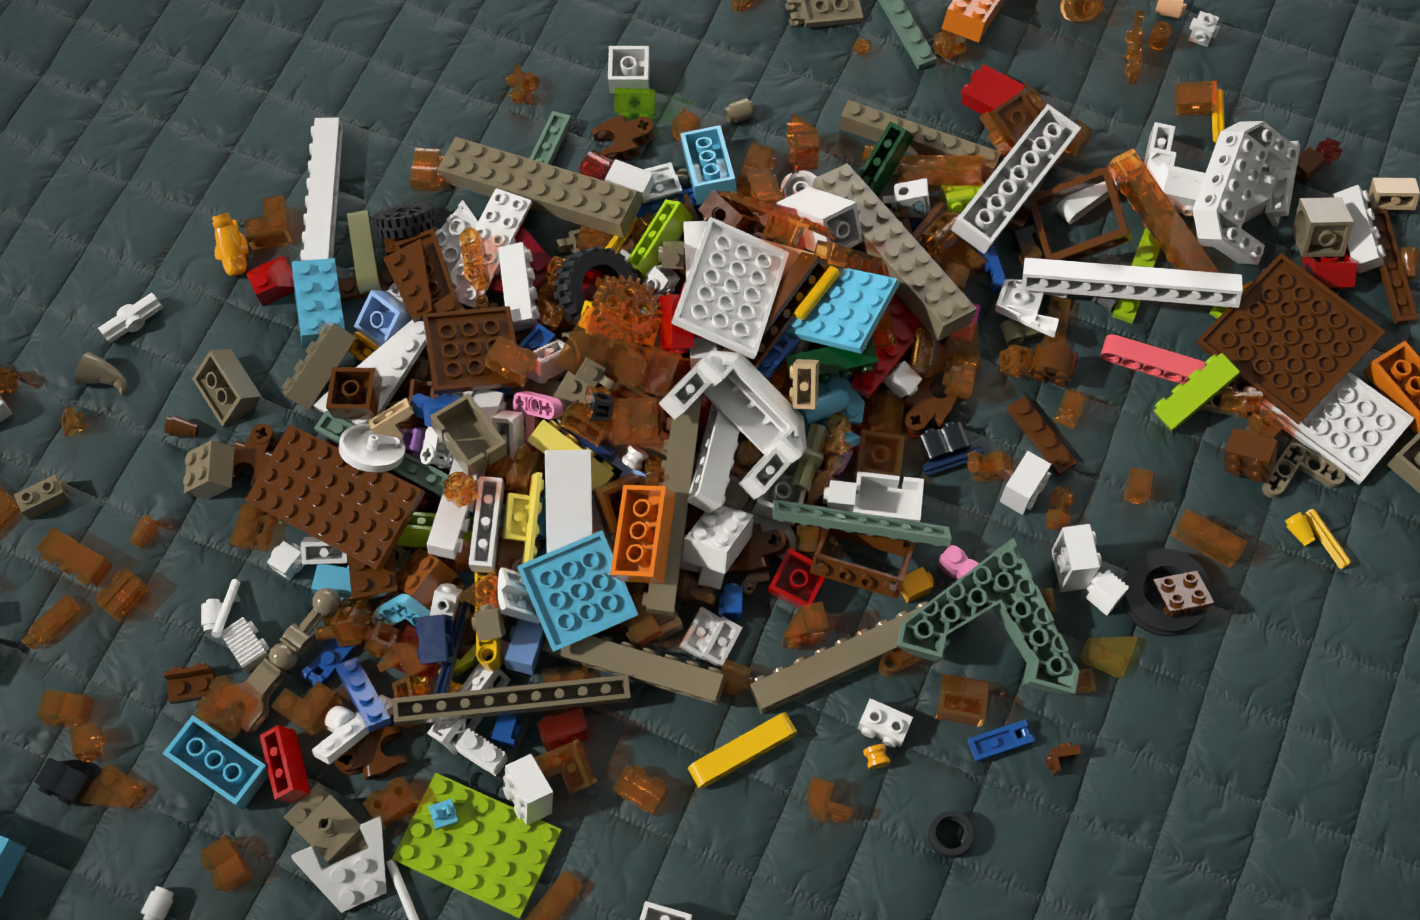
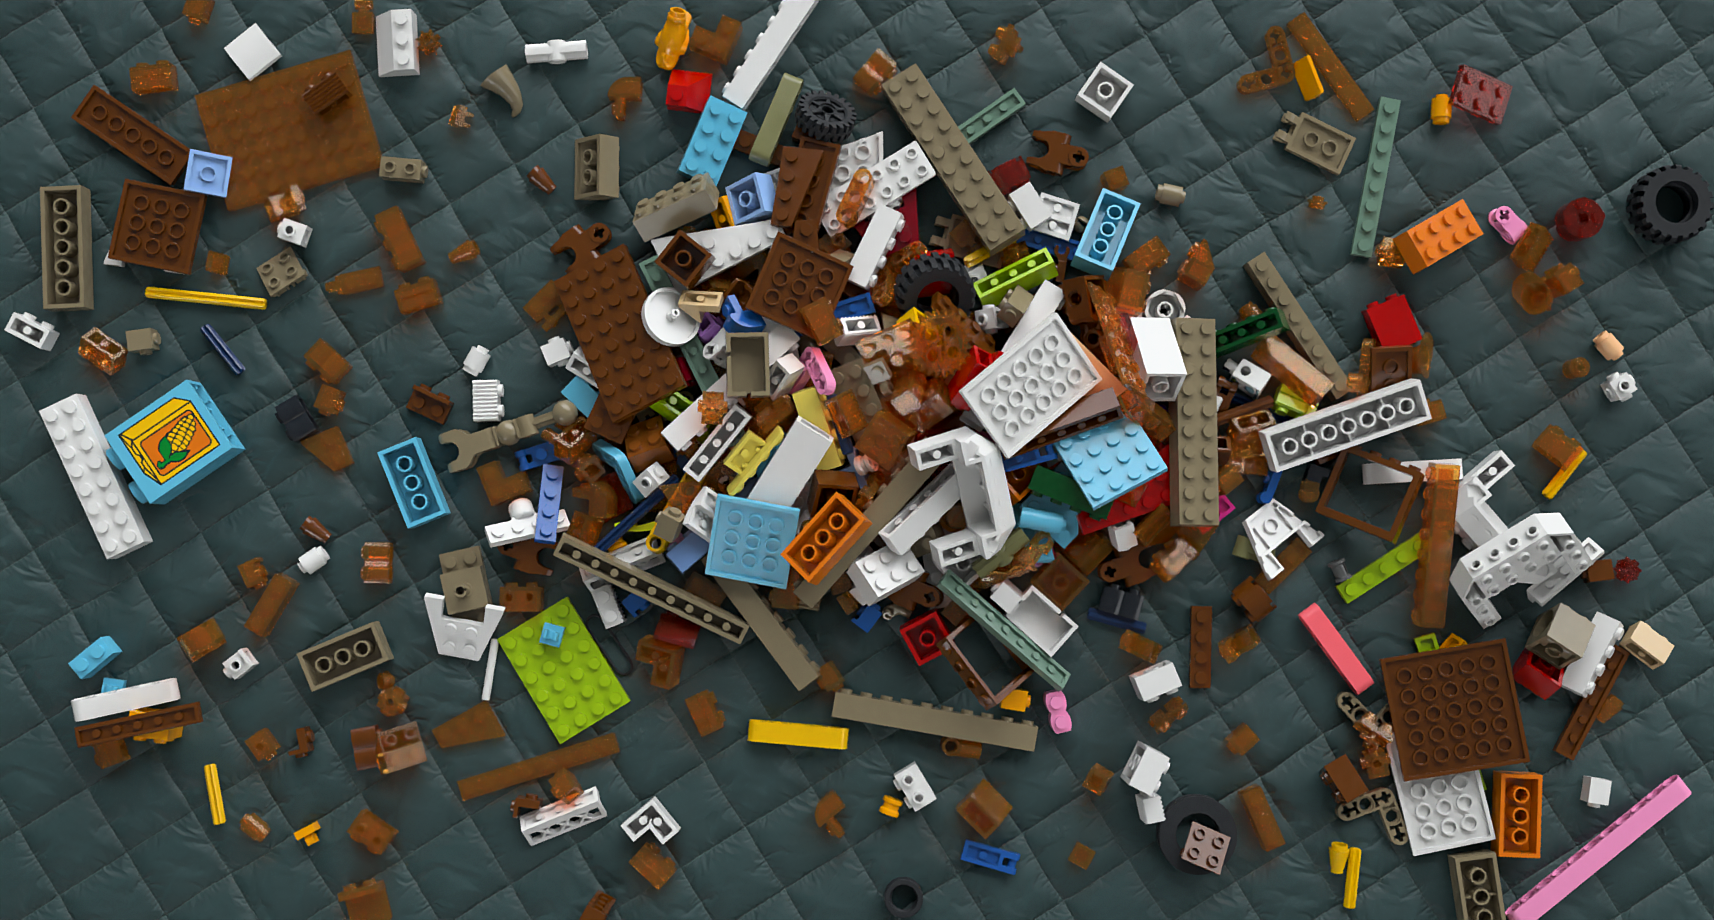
camera: 30 degrees right, 20 degrees up
(142, 875) = (315, 530): none -> reddish brown cone
(209, 470) = (540, 238): dark tan brick -> none
(214, 310) = (625, 90): none -> clear orange brick
(225, 609) = (488, 362): white bar -> none
(226, 706) = (443, 444): clear orange bracket -> none
(285, 764) = (461, 518): red brick -> none
(435, 639) = (624, 506): dark blue brick -> none
(528, 790) = (622, 661): white brick -> none
(599, 403) = (865, 407): black leg -> none
(622, 100) = (1098, 128): clear neon green brick -> none
(710, 637) = (833, 631): white slope -> none
(805, 384) = (1034, 502): tan brick -> none
(806, 626) = (906, 676): clear orange slope -> none
(817, 293) = (1098, 431): yellow axle -> none
(1007, 587) = (1076, 756): sand green wedge -> none
(1016, 360) = (1226, 575): clear orange brick -> none
(1063, 752) = (1029, 897): reddish brown bracket -> none
(1109, 653) = (1118, 848): clear yellow wing -> none
(1132, 282) = (1367, 578): white brick -> none
(1133, 53) = (1551, 357): clear orange wing -> none
(1196, 392) = (1344, 702): lime brick -> none

